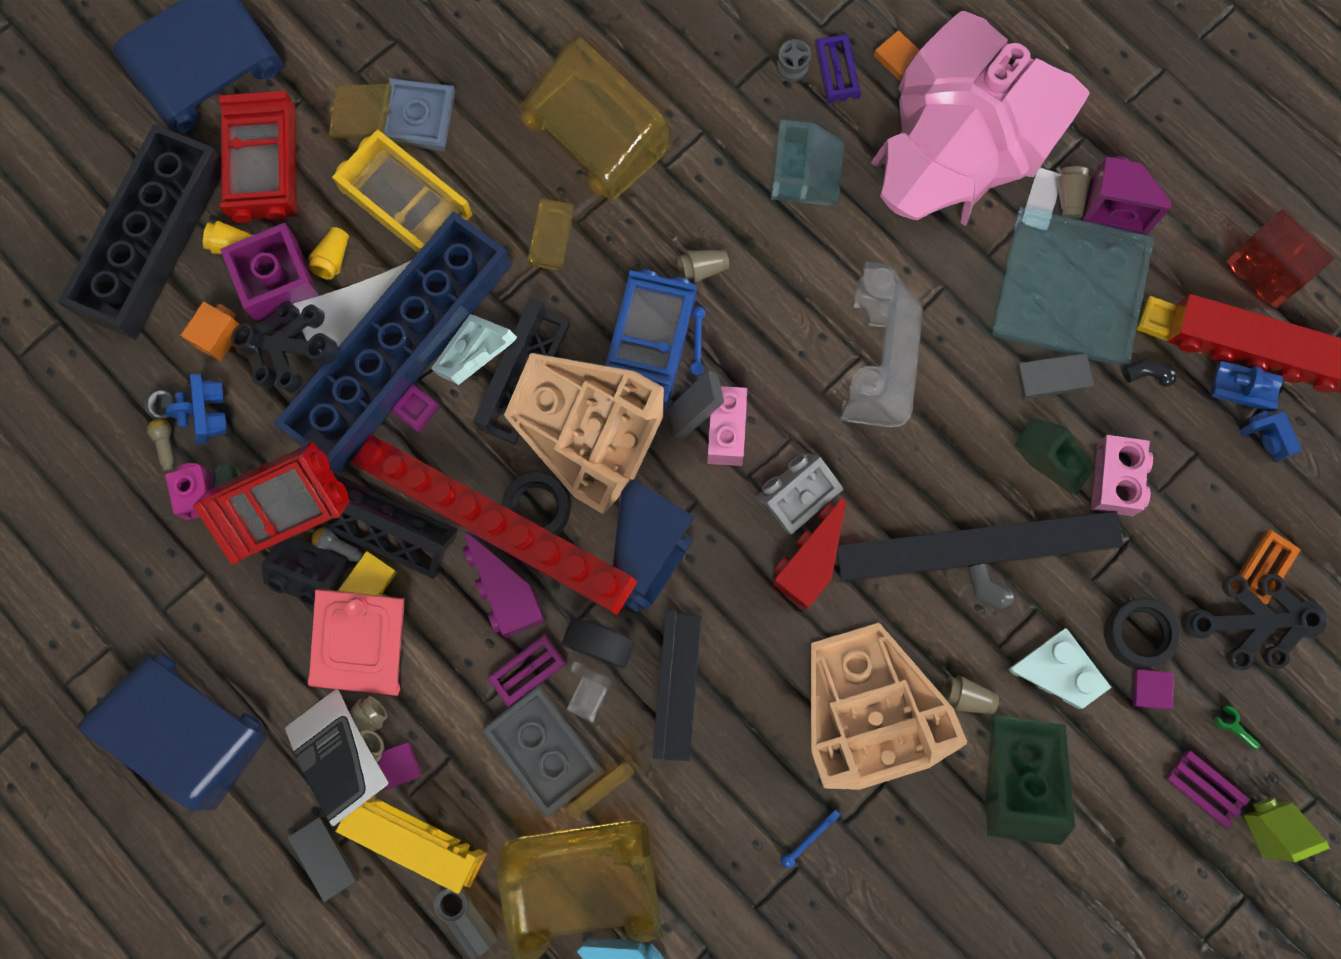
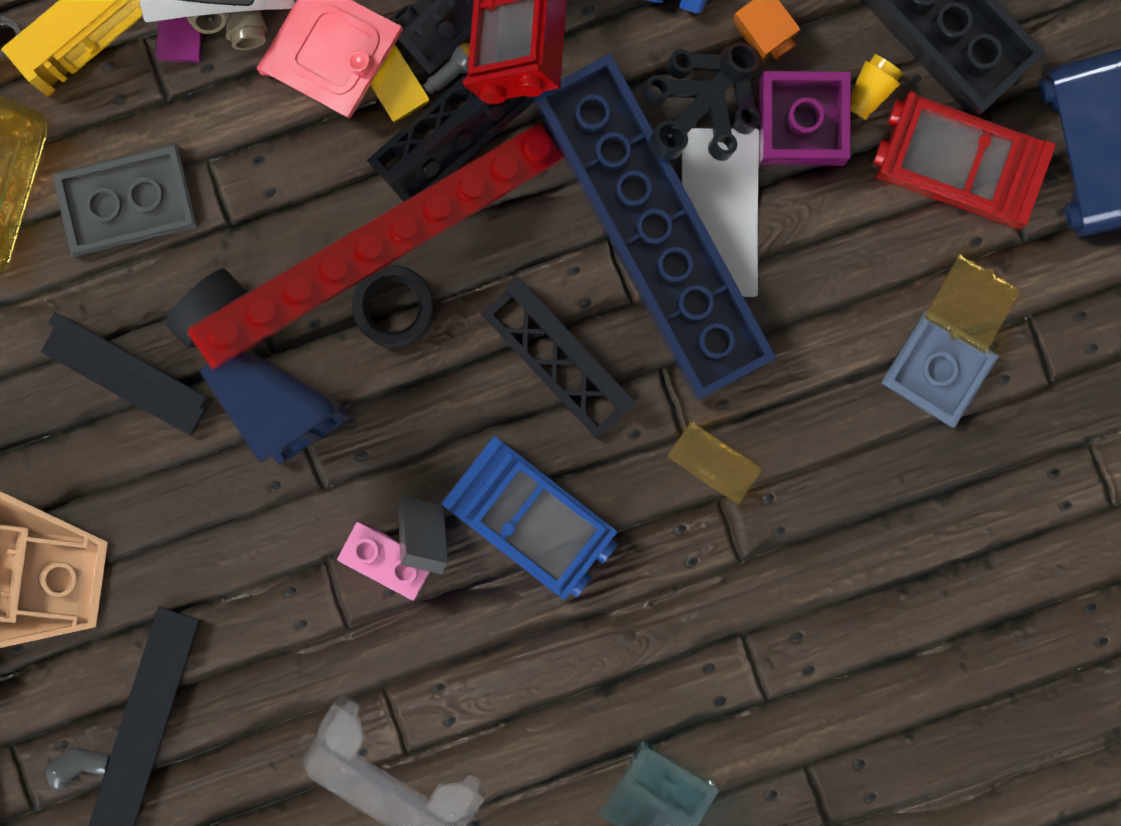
camera: 105 degrees right, 10 degrees up
(329, 254) = (803, 196): yellow cone -> none
(398, 190) = (839, 307): door -> none
(415, 408) = (573, 219): magenta tile -> none
(472, 348) = (609, 311): light aqua wing -> none
(497, 675) = (226, 255): magenta tile -> none
(510, 597) = (296, 234): magenta slope -> none
(586, 423) = (456, 399): light nougat wedge -> none
(589, 692) = (162, 278): clear tile -> none
(597, 118) = (827, 573): clear yellow windscreen -> none
(601, 790) = (52, 245): clear yellow tile -> none
(697, 367) = (476, 559): blue hinge -> none
(701, 264) = (594, 620): dark tan cone -> none
(799, 491) = (278, 607): light grey bracket -> none
(813, 565) = (186, 580): red slope -> none

